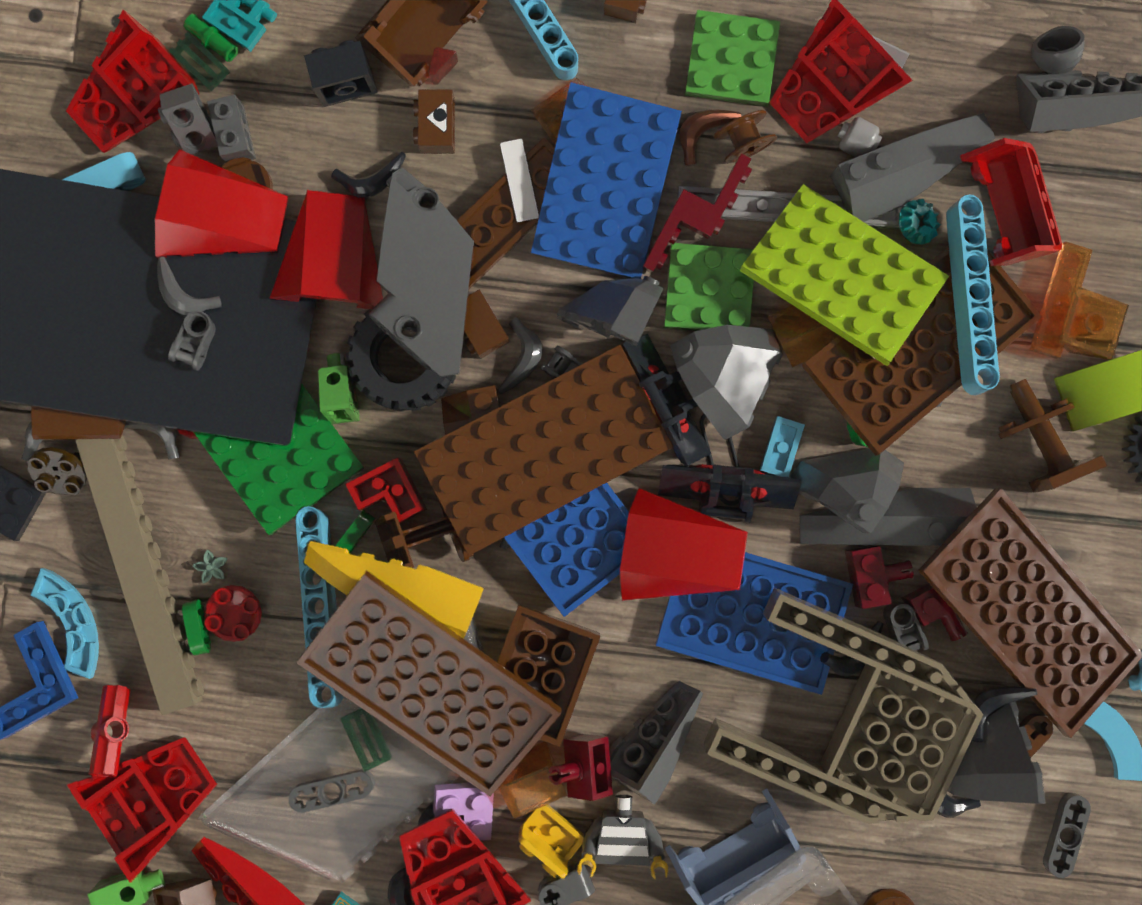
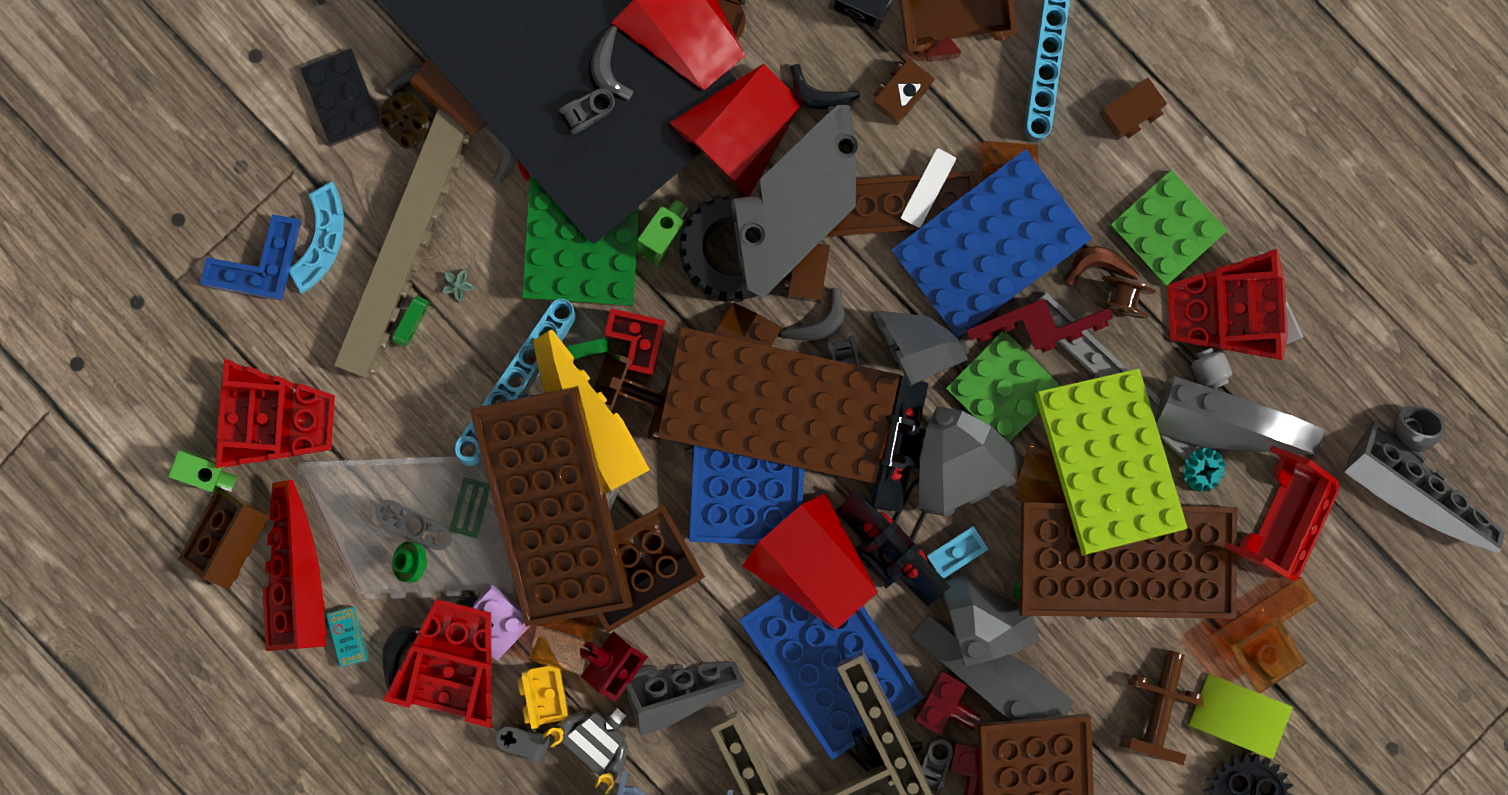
camera: 35 degrees right, 0 degrees up
(105, 748) = (293, 336): red piece -> none
(232, 613) = (446, 333): red dish -> none
(352, 824) = (409, 562): none -> green plate
(965, 306) = (1205, 553): medium azure beam -> none

